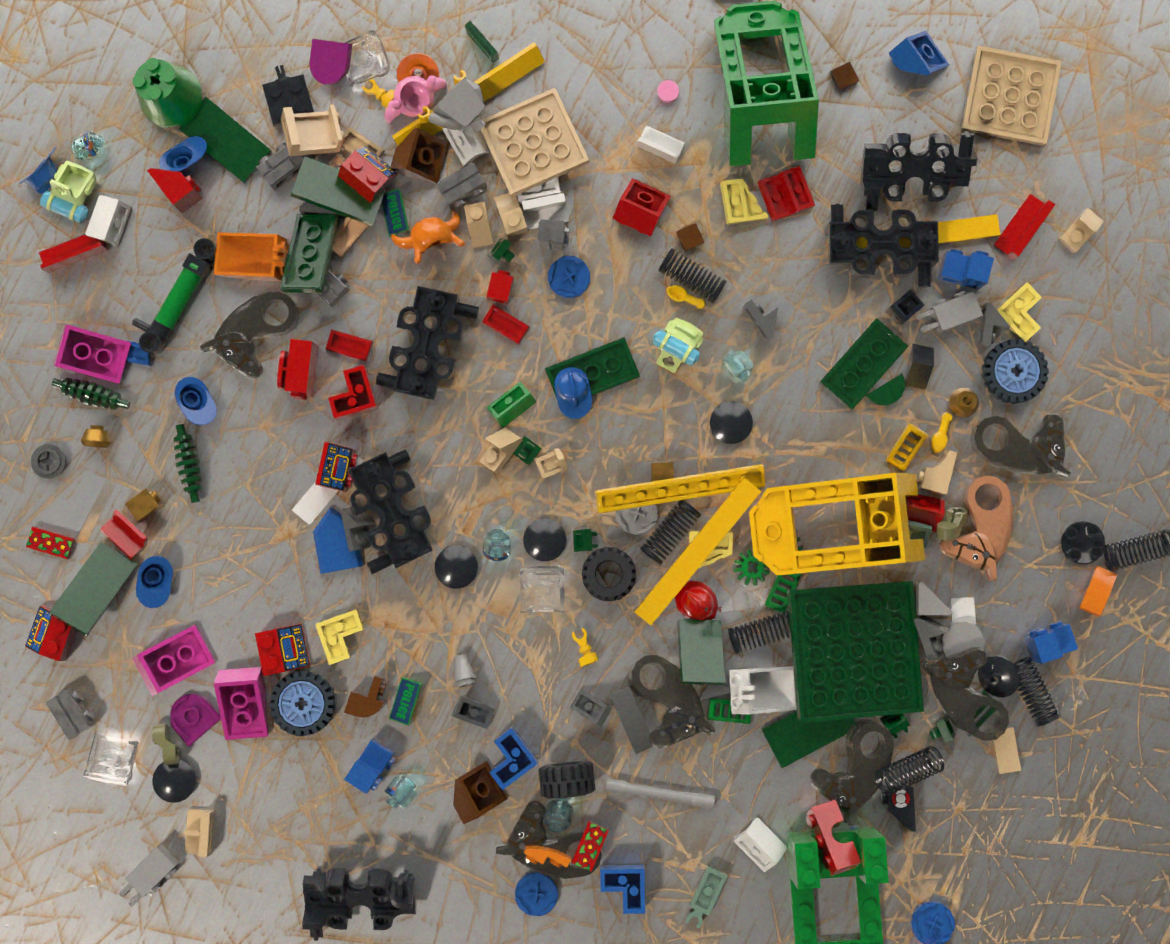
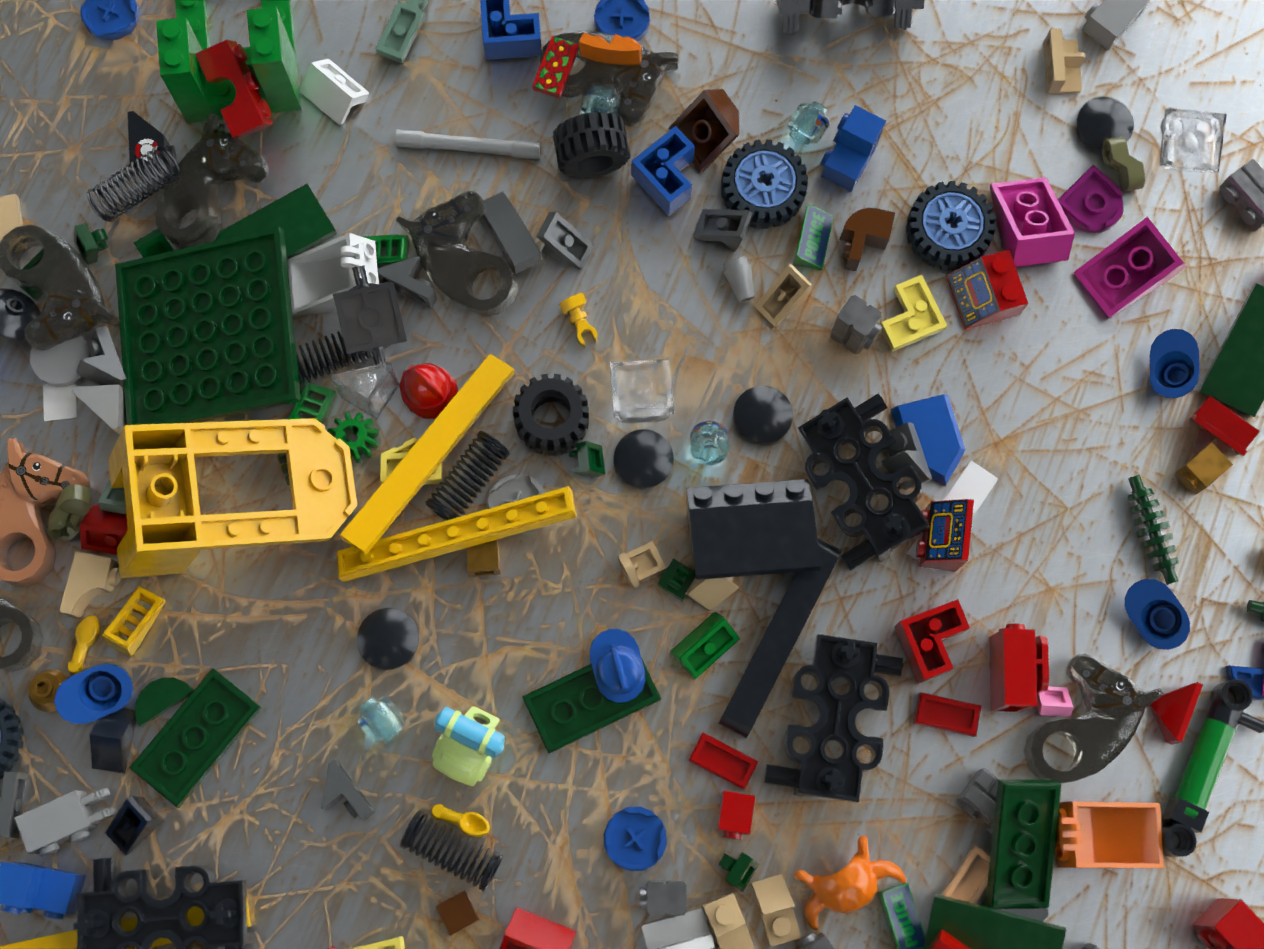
camera: 170 degrees right, 10 degrees down
(191, 337) = (1175, 711): none -> red slope
(274, 346) = (1055, 702): none -> bright pink plate
(382, 625) = (857, 325): none -> flat silver brick
(432, 761) = (770, 166): none -> wheel
(433, 654) = (784, 295): none -> tan slope
(458, 405) = (777, 643): none -> black beam
(472, 477) = (752, 529): none -> black slope
(701, 652) = (424, 317): tile -> none
(735, 648) = (369, 316): none -> black plate
(931, 394) = (93, 693): none -> blue piece

